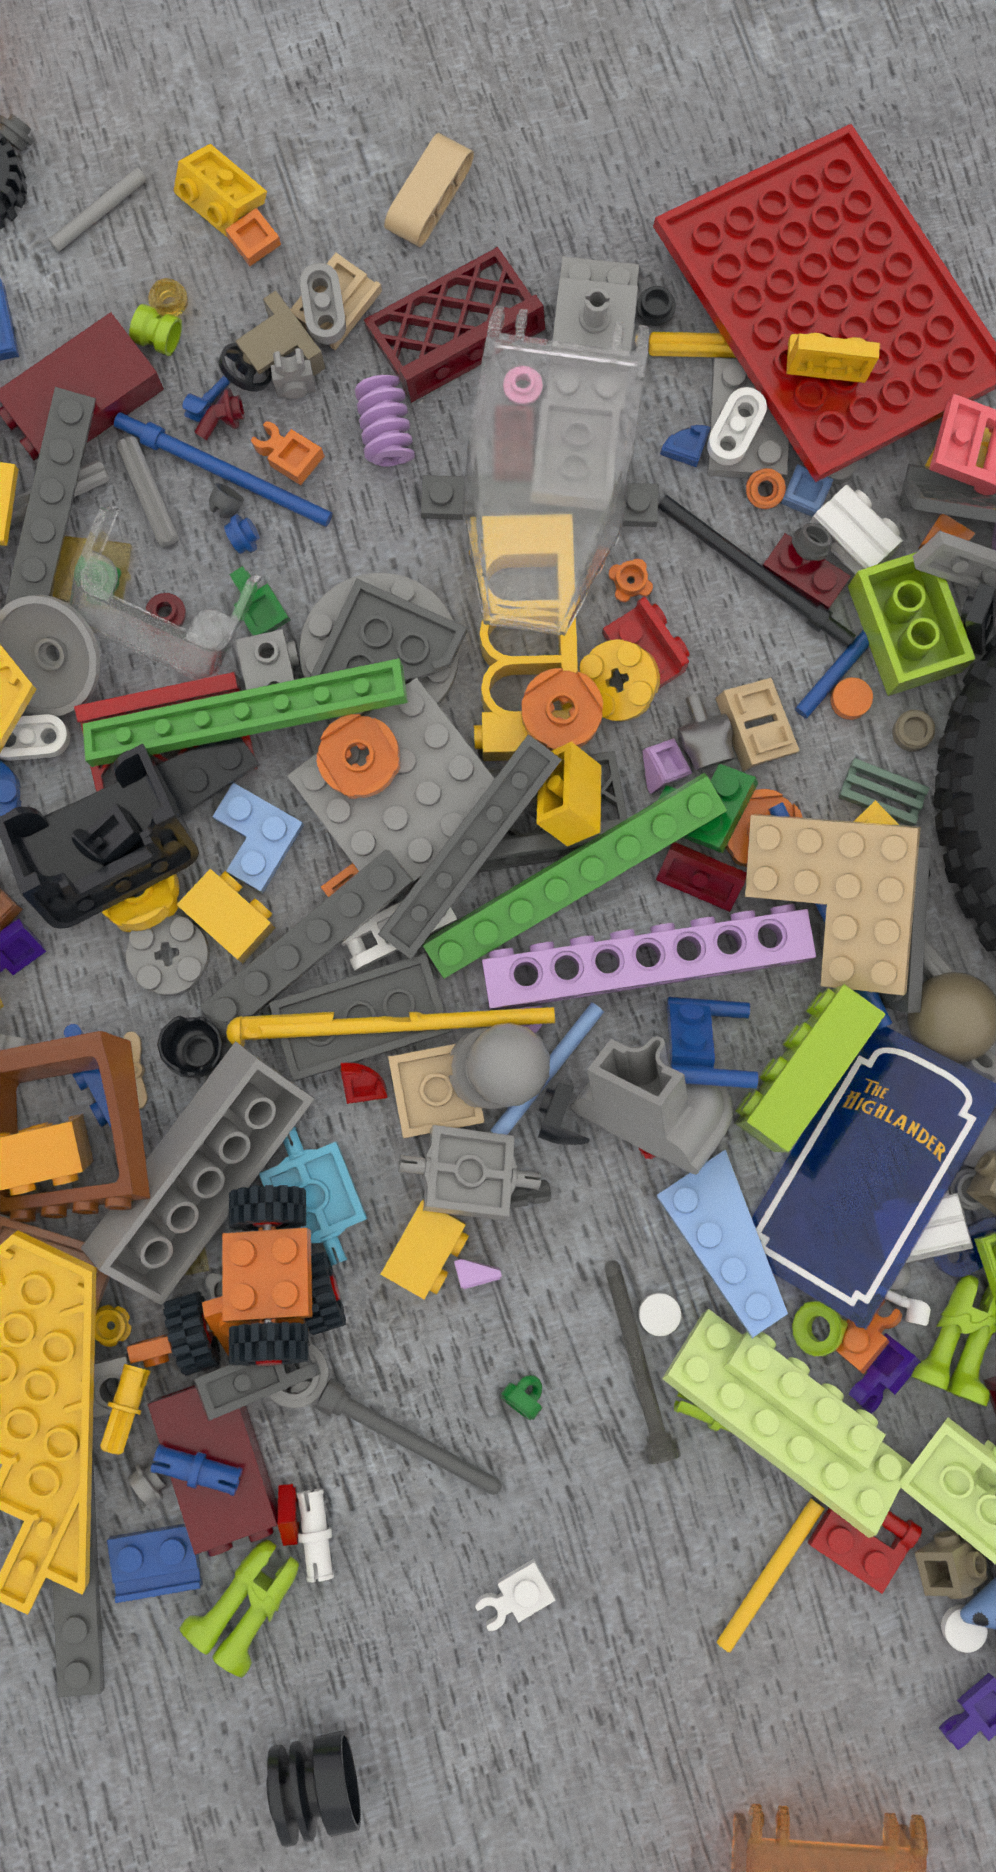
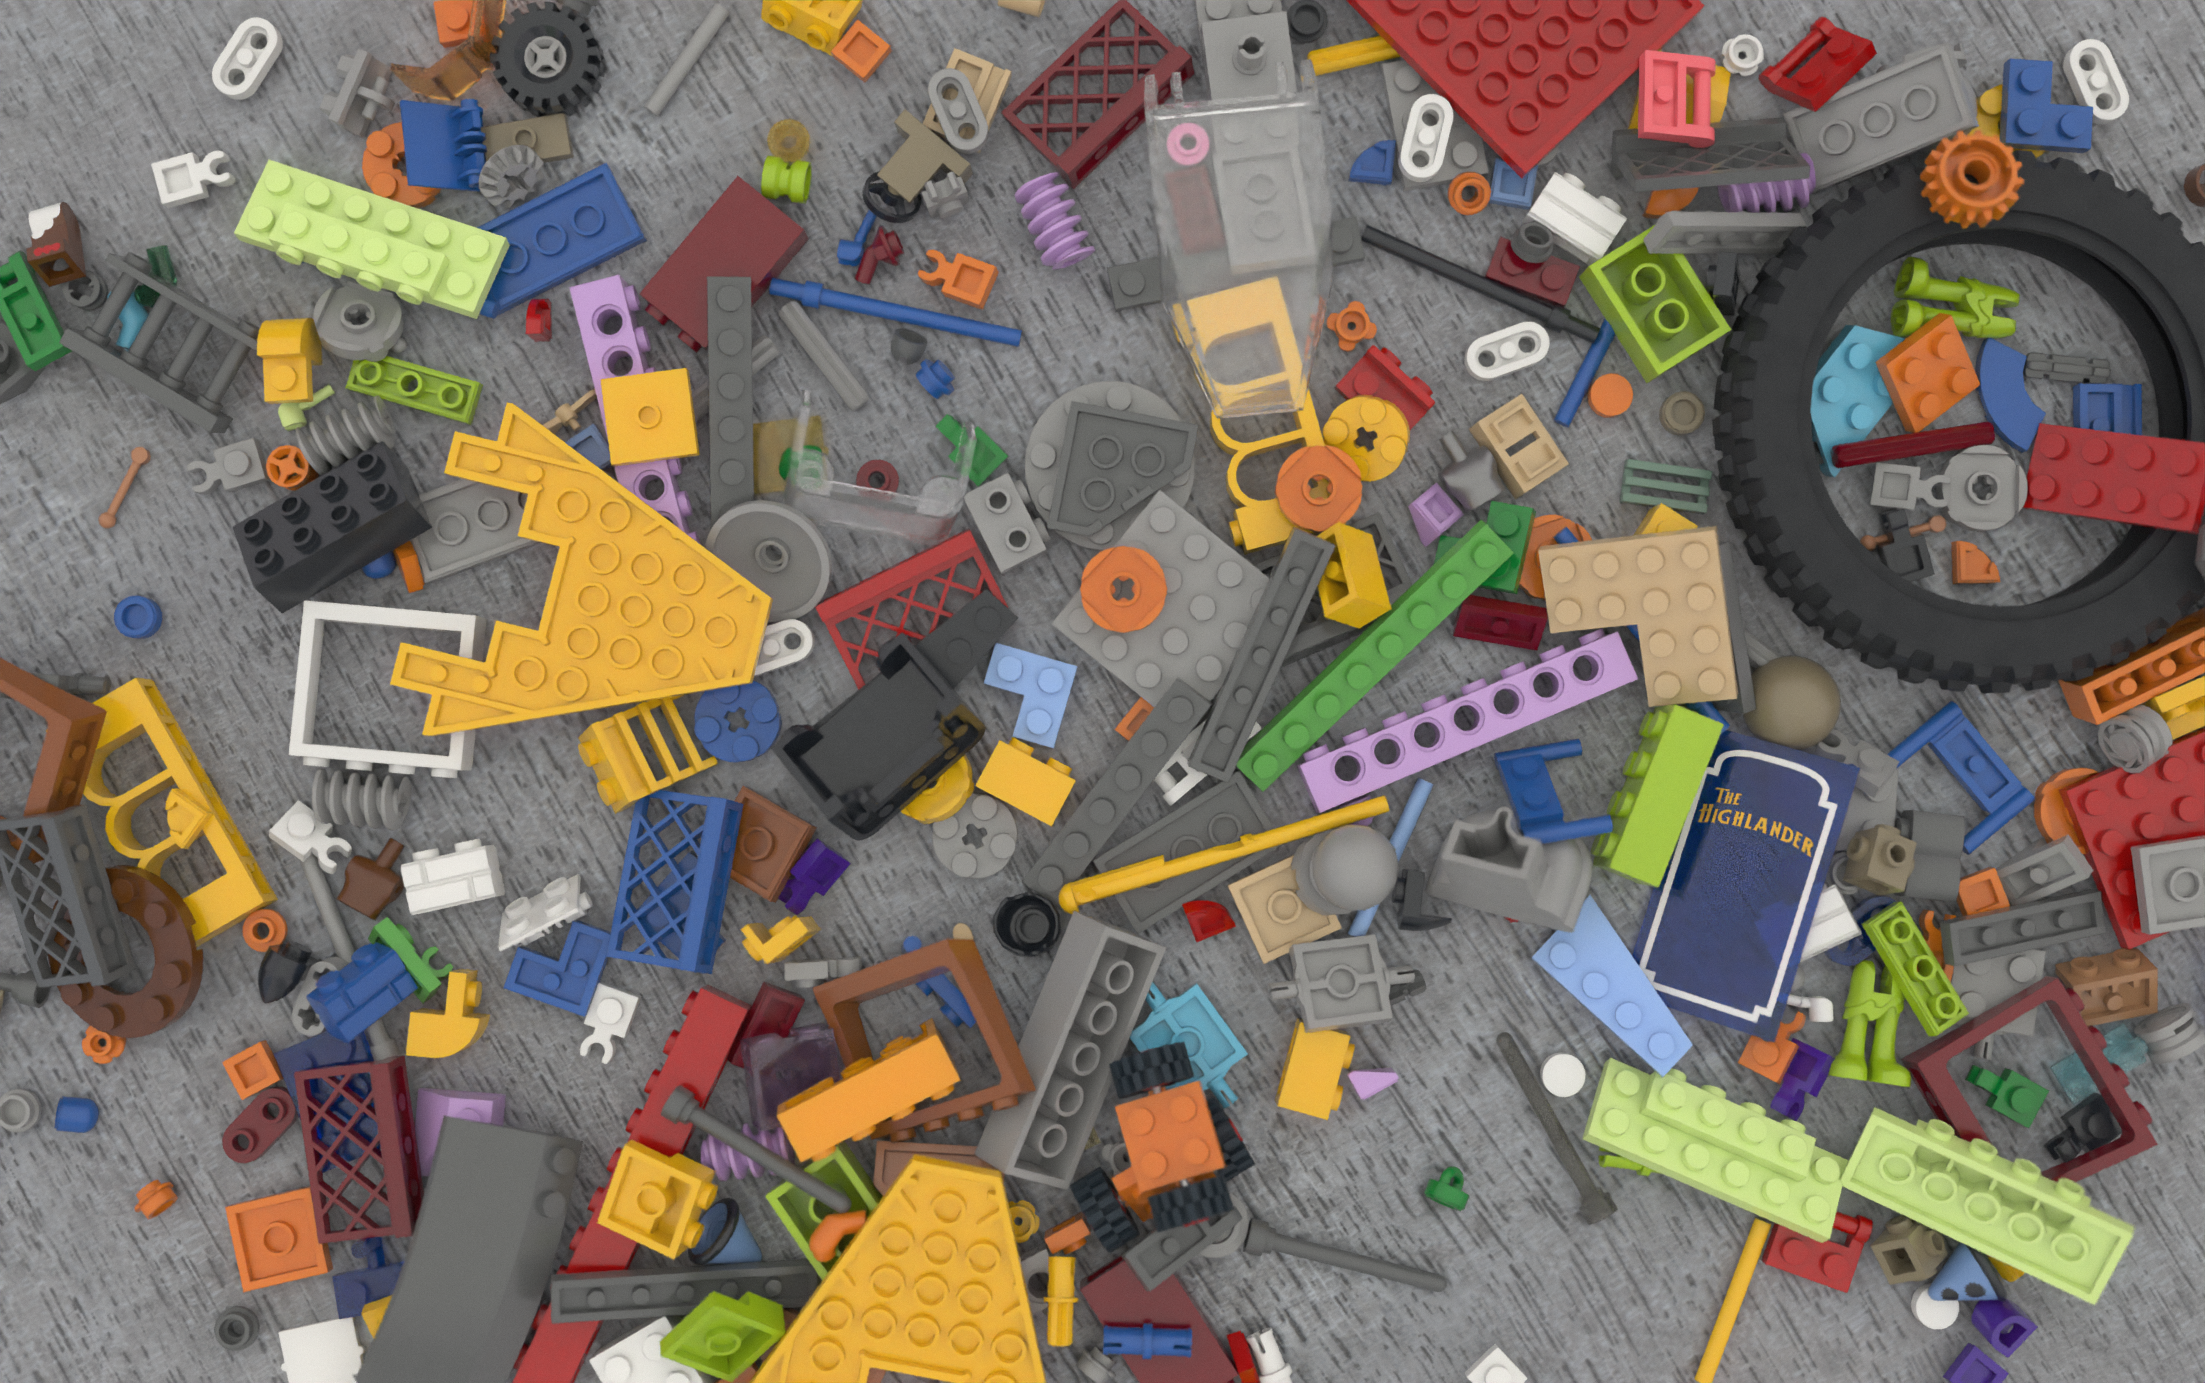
camera: 10 degrees left, 5 degrees up
(108, 837) = (891, 735): black plate -> none
(247, 712) = (997, 572): bright green plate -> none
(763, 632) = (1505, 351): none -> white plate
(803, 1329) = (1712, 1060): lime piece -> none
(831, 357) = (1508, 43): yellow bracket -> none

